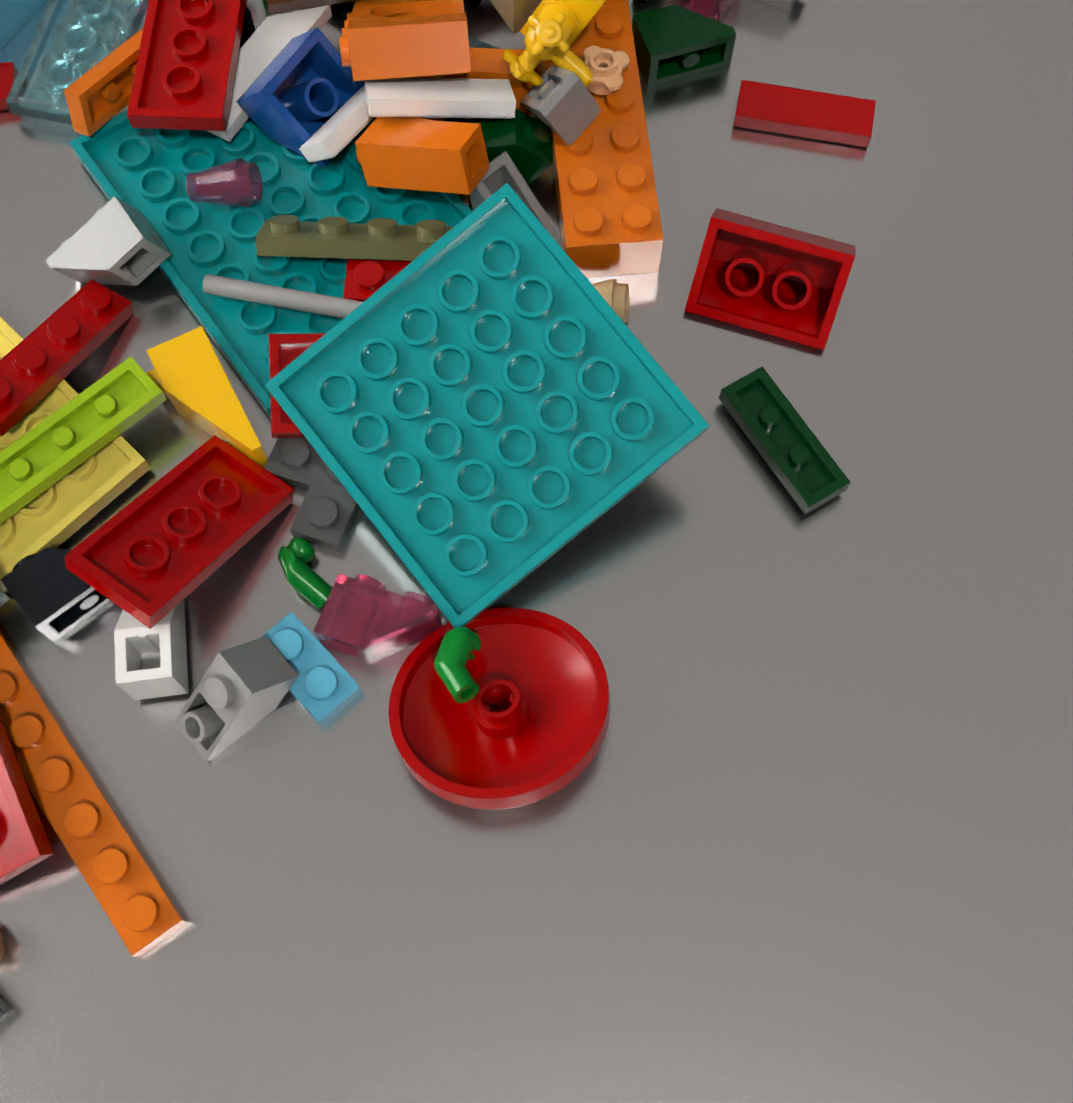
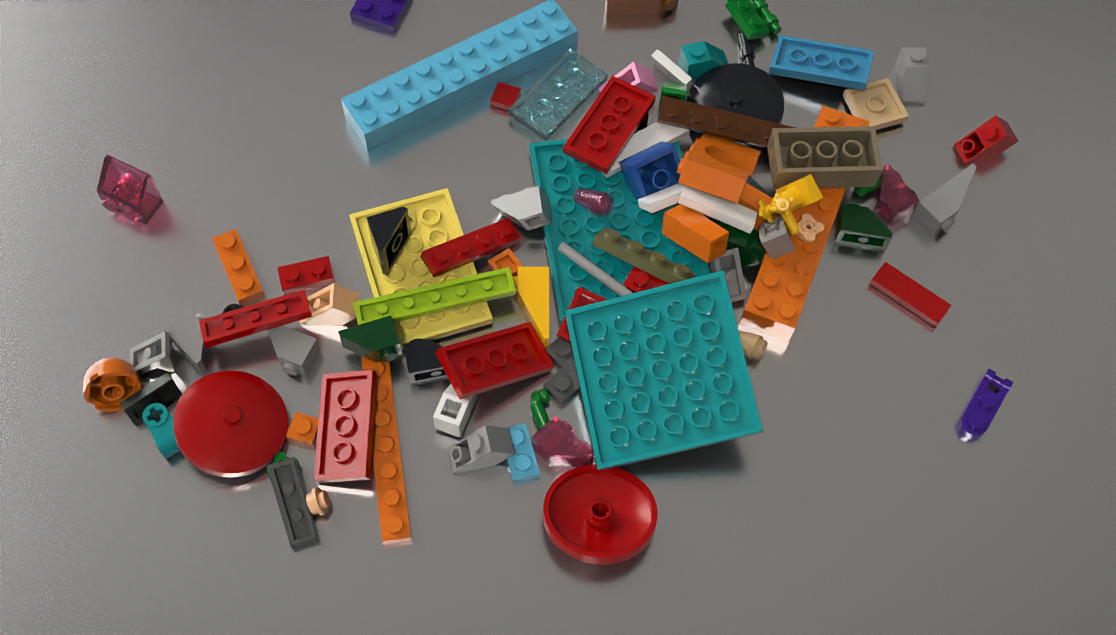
camera: 25 degrees right, 5 degrees down
(104, 88) = (560, 125): orange plate -> none
(118, 349) = (504, 260): none -> orange plate
(451, 661) = (587, 482): green arm -> none
(770, 278) = (842, 372): red slope -> none
(784, 440) = (805, 456): dark green plate -> none
(1004, 230) = (983, 405): none -> dark purple plate

